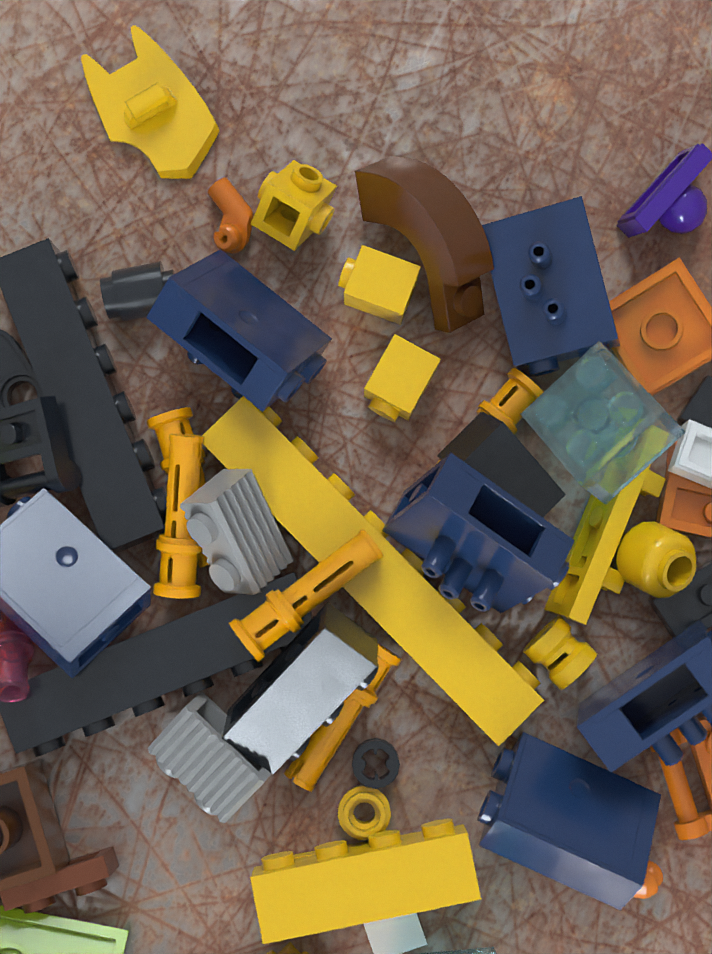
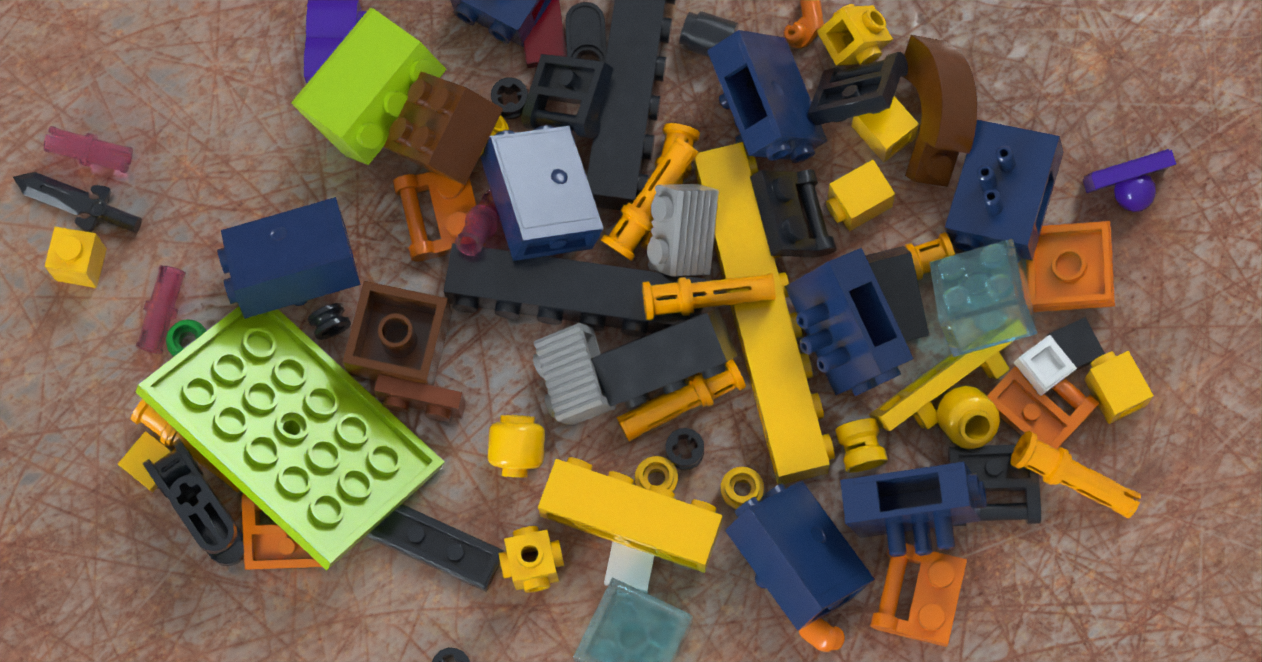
camera: 35 degrees right, 10 degrees down
(195, 870) = (516, 445): none -> yellow head
(332, 449) = (783, 215): none -> black plate
(334, 266) = (857, 89): none -> black plate
(460, 787) = (741, 475): none -> yellow plate

